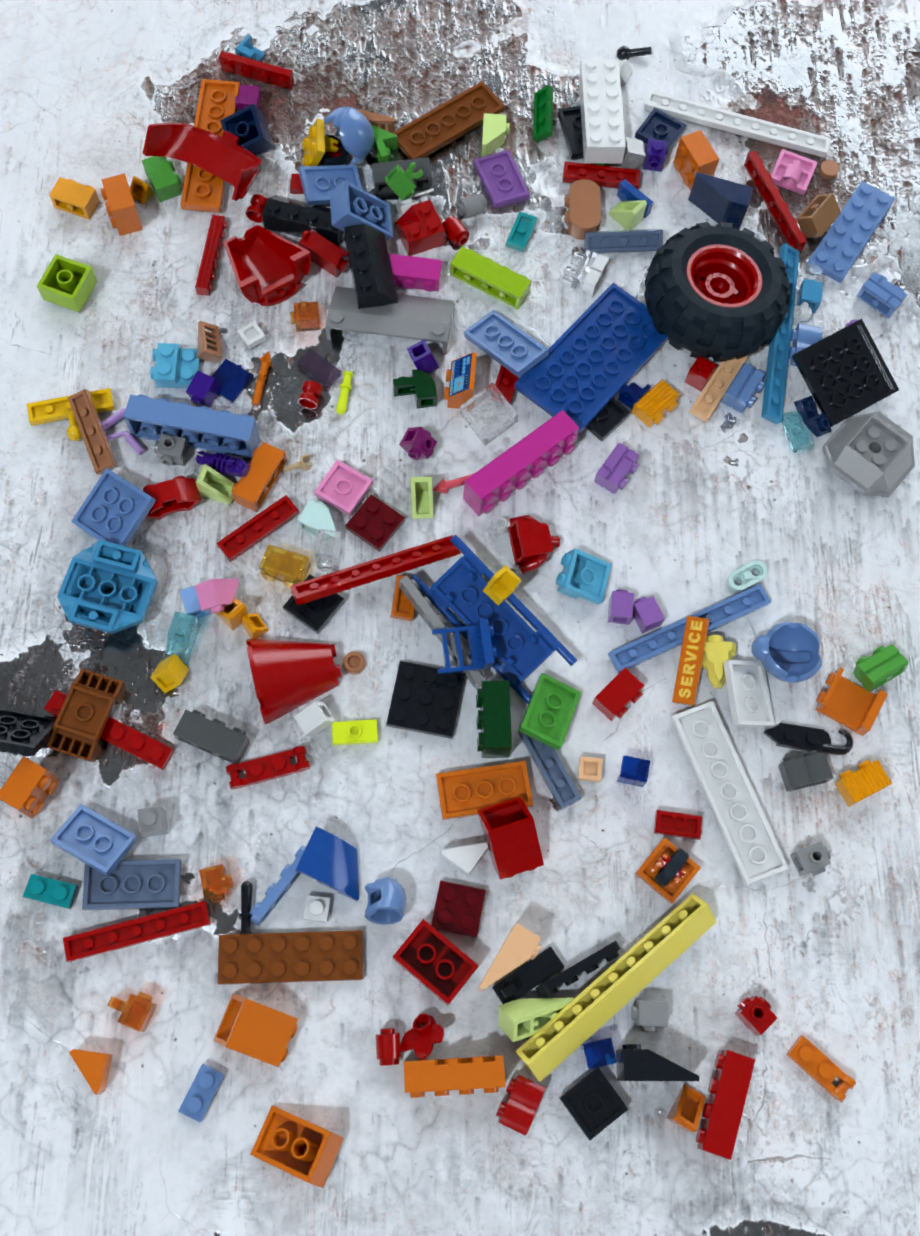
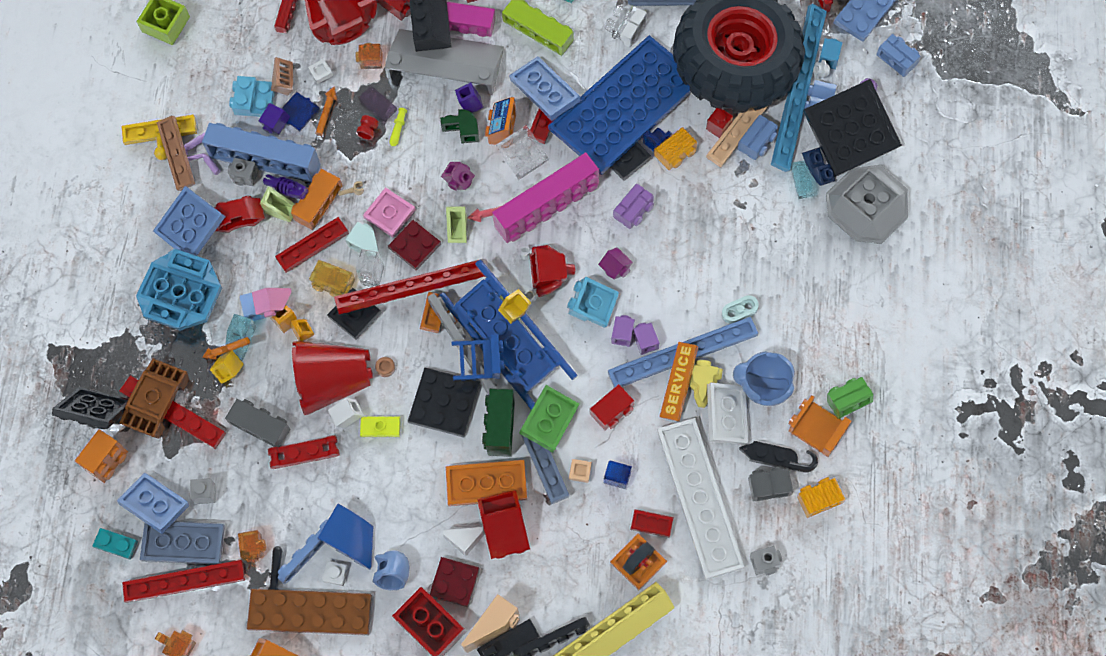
camera: 15 degrees right, 0 degrees up
(151, 659) = (211, 354): none -> orange piece
(605, 533) = (615, 263): none -> magenta brick

